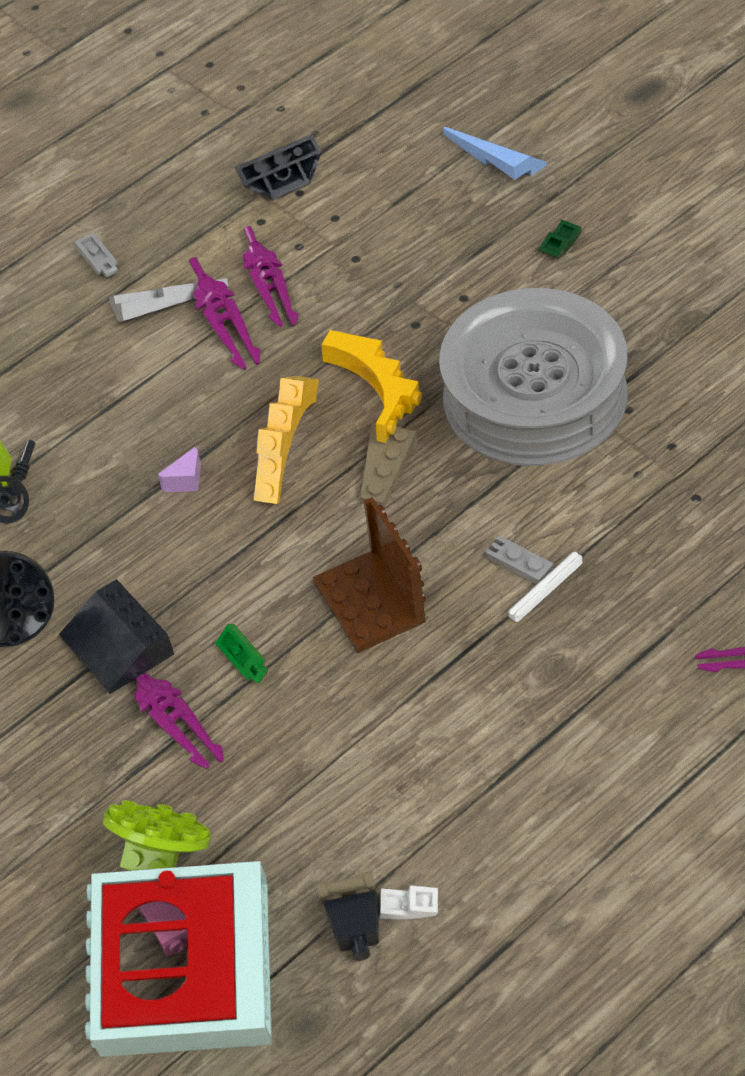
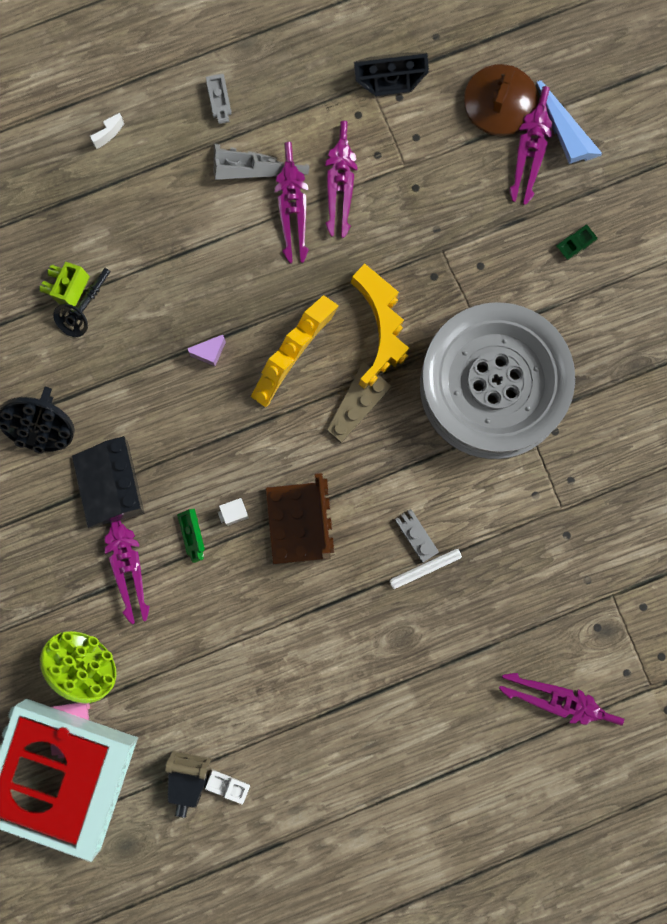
camera: 15 degrees right, 30 degrees up
(284, 613) = (233, 512): none -> white brick
(412, 154) = (500, 99): none -> reddish brown bracket
(464, 157) = (536, 124): none -> magenta sword

